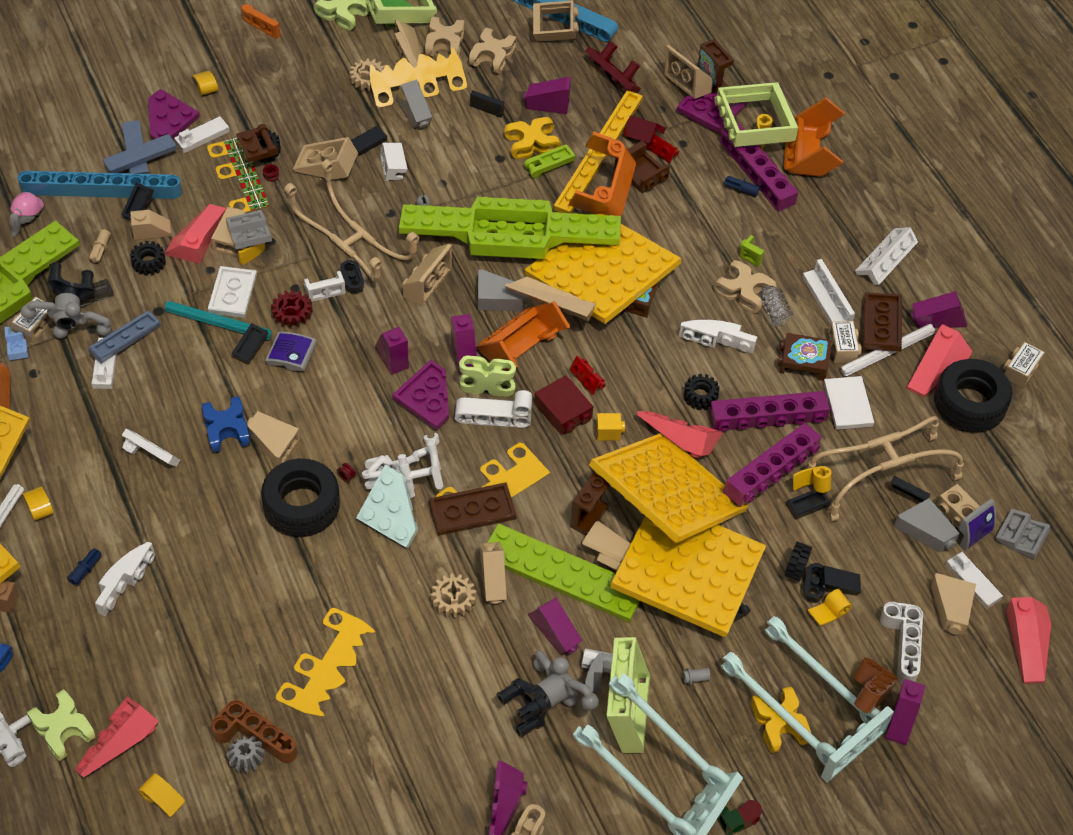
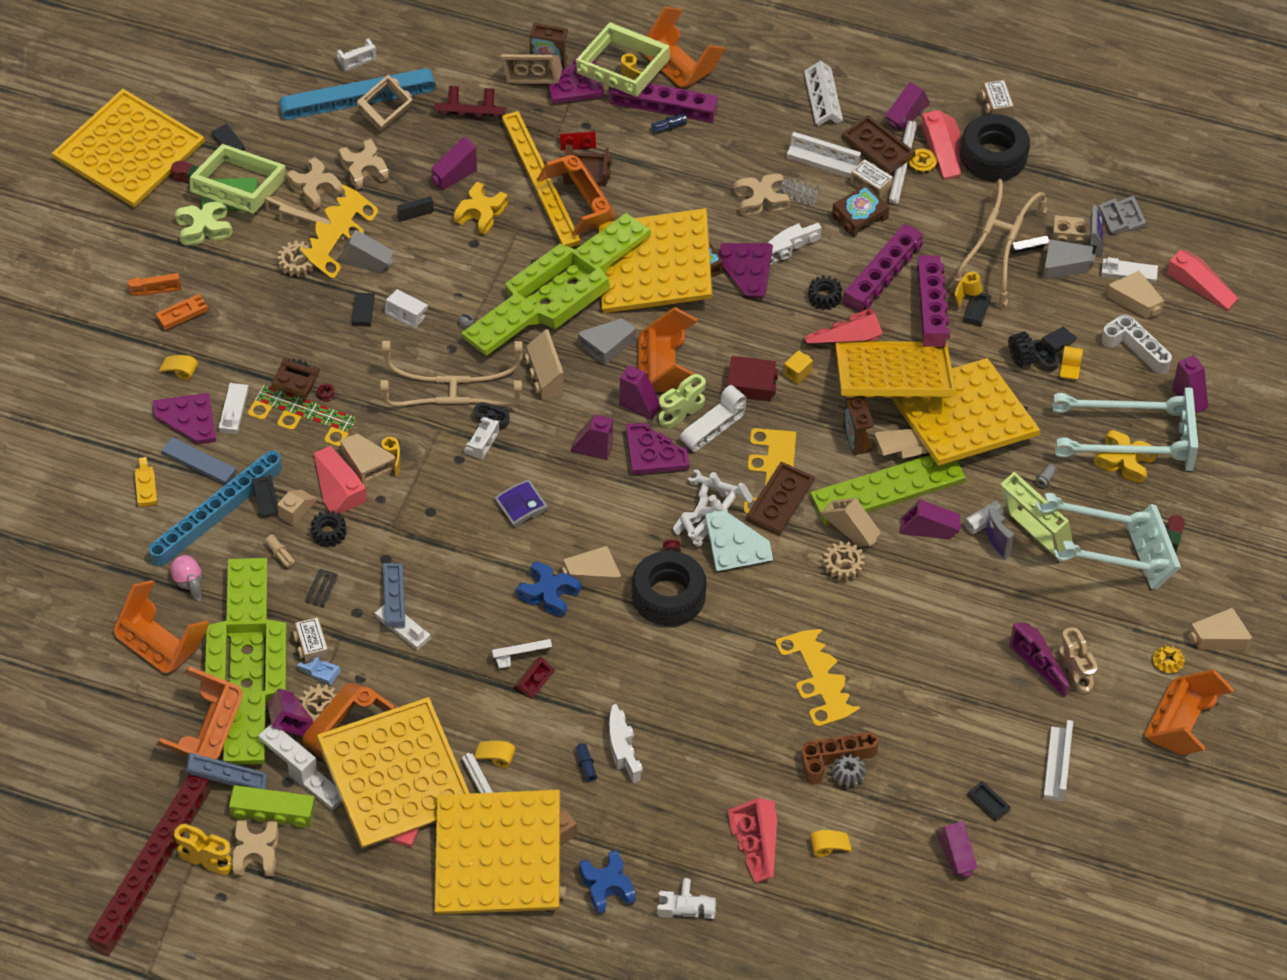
camera: 45 degrees left, 0 degrees up
(61, 725) = (713, 863): yellowish green piece -> none
(67, 303) = (332, 608): wheel -> none
(85, 135) = (145, 484): none -> yellow hinge
(135, 477) = (534, 678): none -> dark red slope
(140, 154) = (214, 460): sand blue tile -> none
(209, 317) = (440, 527): teal axle -> none
(232, 291) = (420, 499): white tile -> none
(248, 229) = (382, 442): light grey slope -> none
(249, 343) = (487, 522): black tile -> none
(253, 50) = (182, 312): none -> orange hinge
(291, 308) = (491, 473): dark red gear -> none
(338, 151) = (354, 347): tan slope -> none
(544, 293) = (656, 308): tan wedge -> none
(546, 694) = (984, 566): wheel -> none
(549, 160) = (514, 214): lime plate -> none
(585, 375) = (738, 346): red hinge -> none
(642, 129) = (552, 137): dark red panel -> none
(664, 325) = (748, 266): none -> magenta plate
(751, 252) = (736, 167): lime bracket -> none
(848, 402) = (922, 218): white tile -> none
(877, 684) = (1158, 382): dark orange beam -> none
(912, 358) = (923, 155): none -> yellow gear

